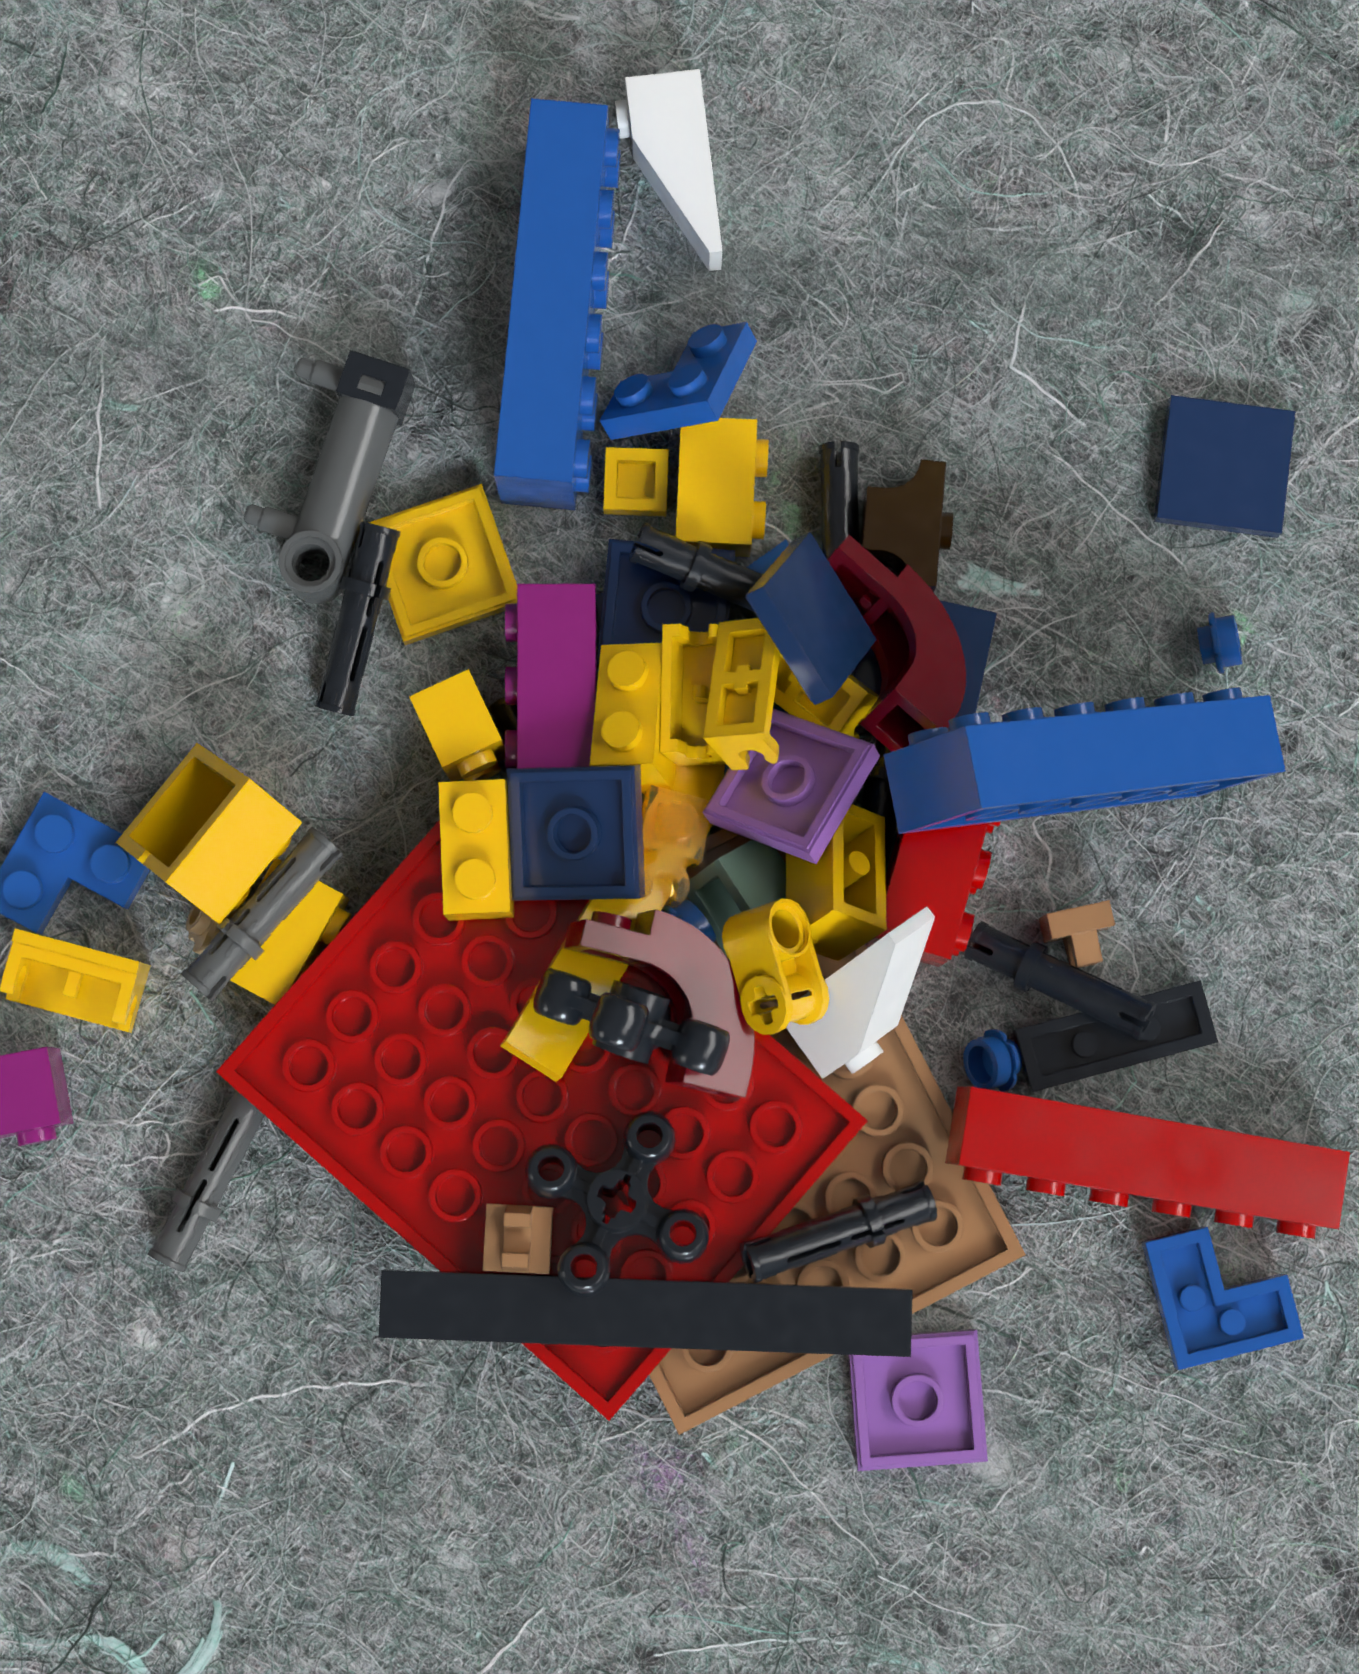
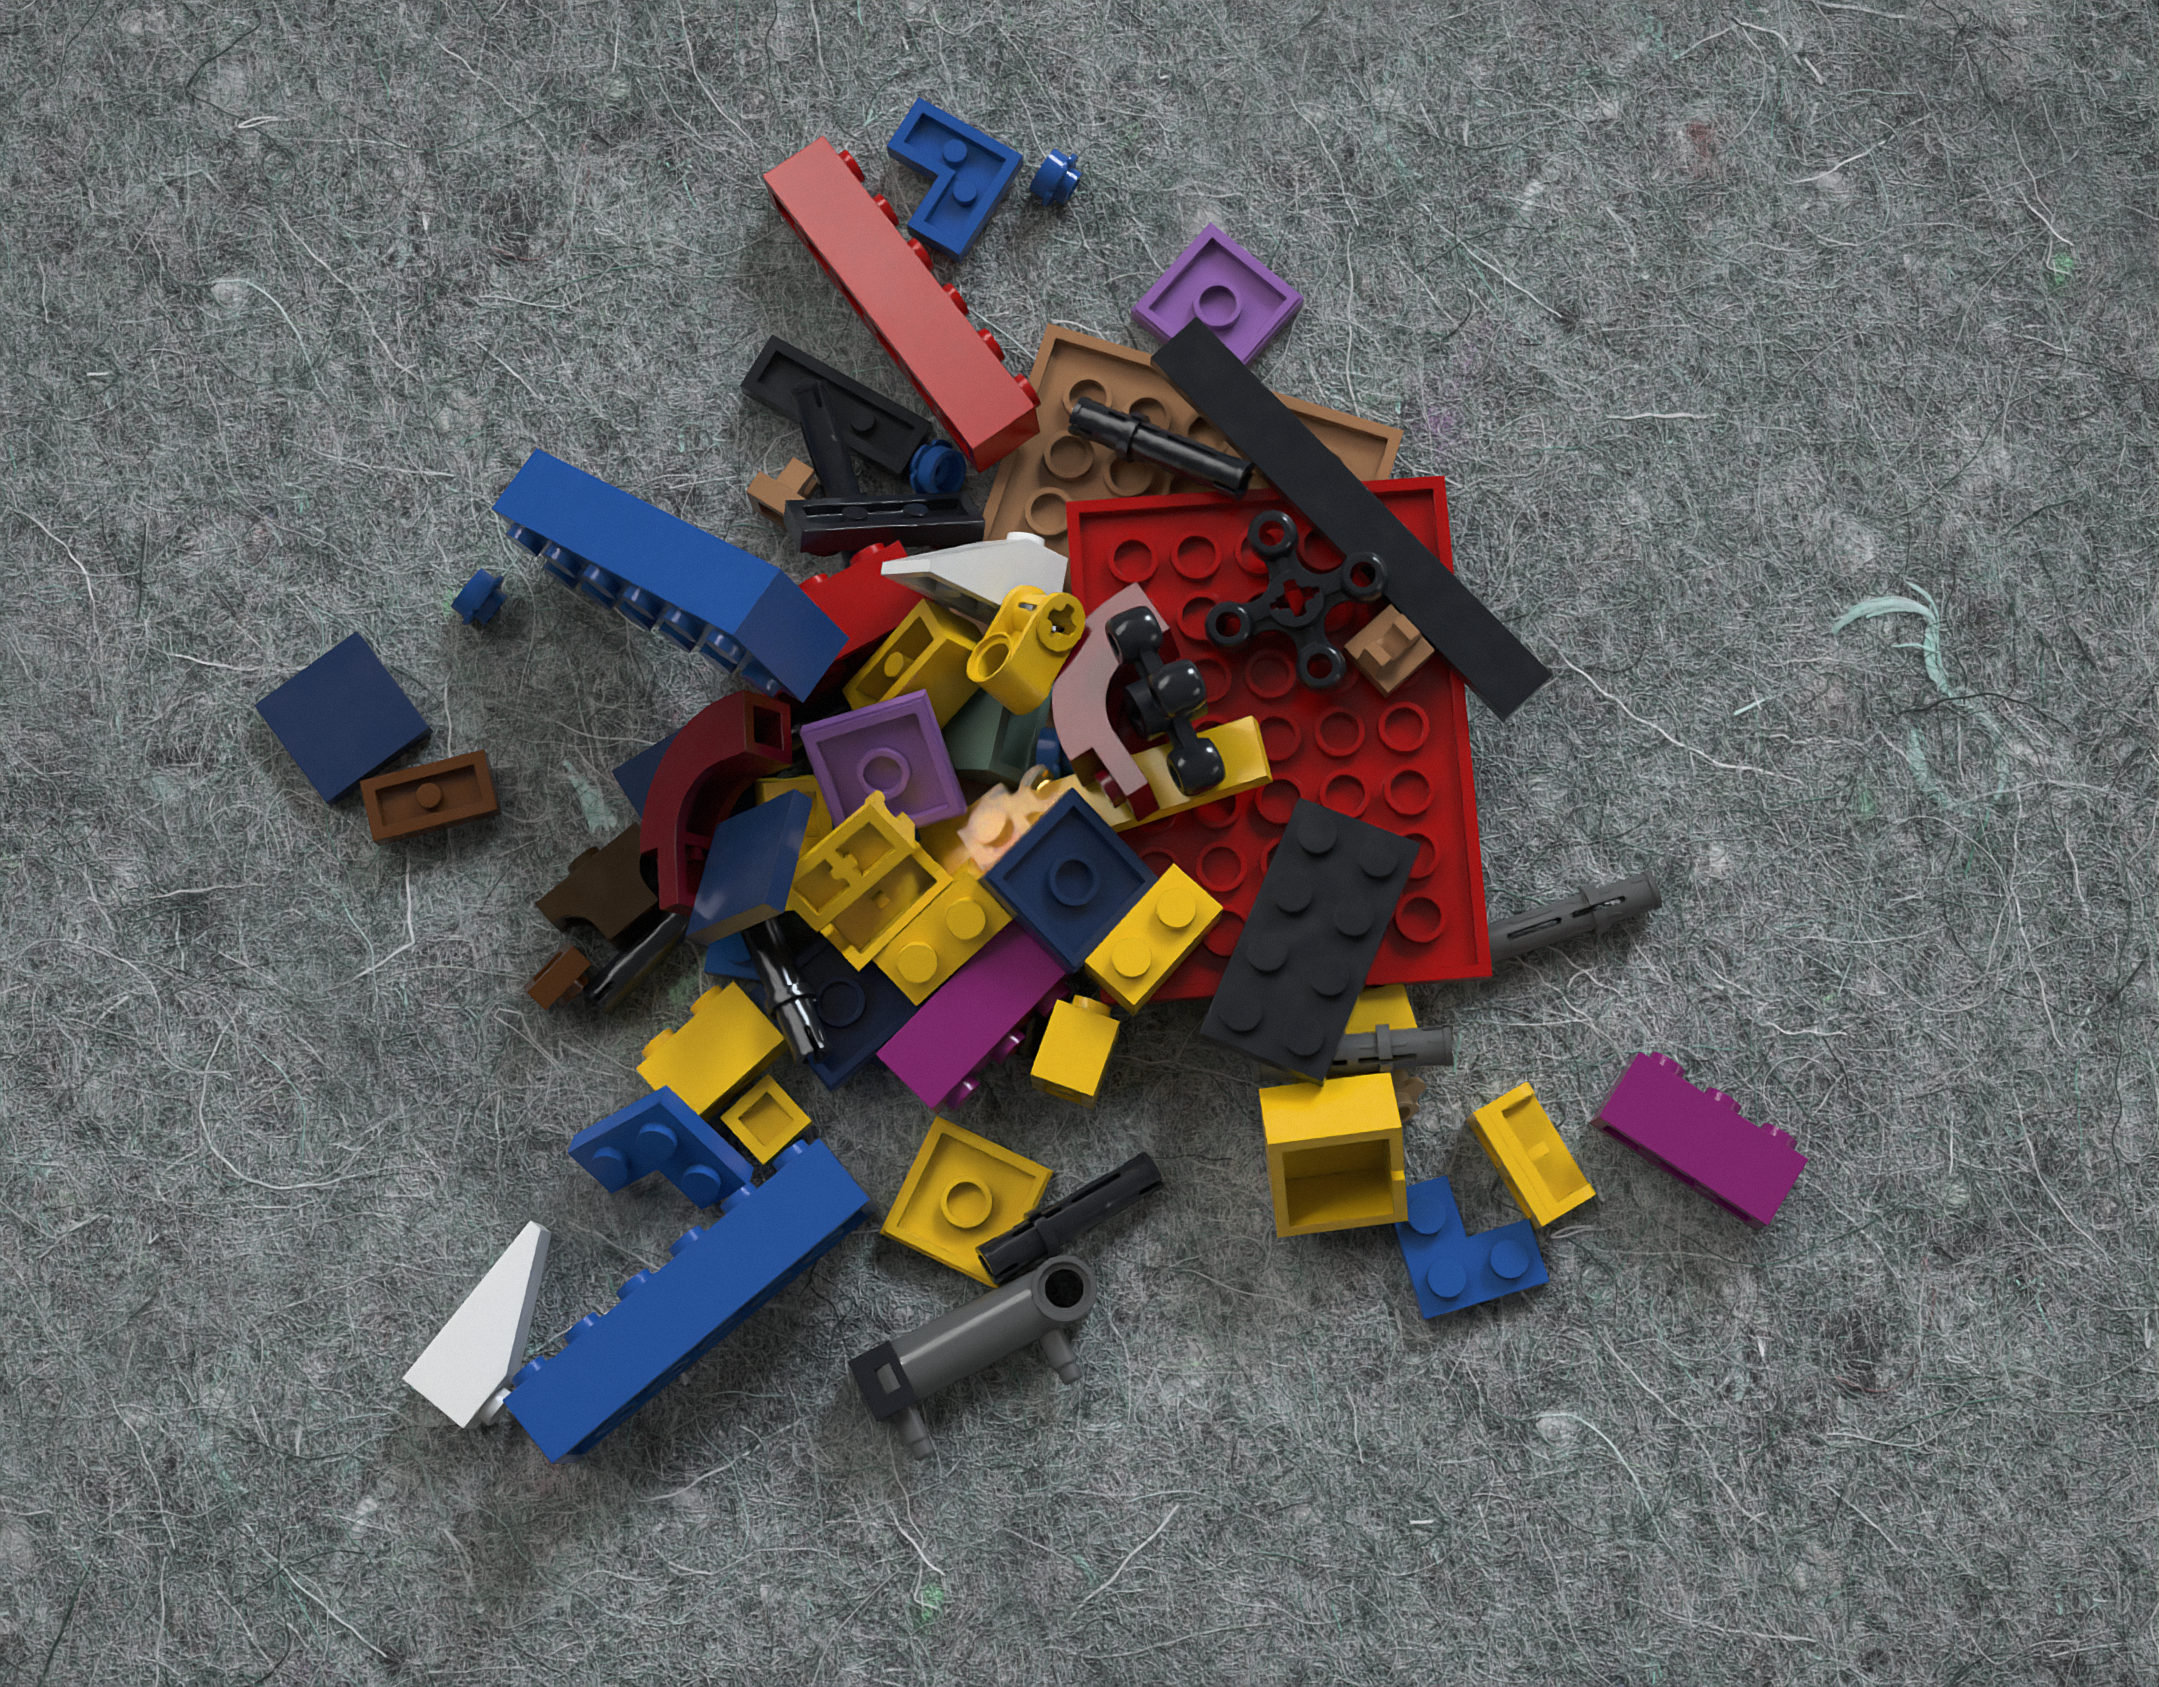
camera: 130 degrees left, 5 degrees down
(365, 962) = (1310, 941): none -> black plate
(880, 434) = (559, 978): none -> reddish brown plate
(984, 974) = (854, 523): none -> black plate
(1102, 470) = (430, 797): none -> reddish brown plate
(1136, 1379) = (1056, 178): none -> blue plate

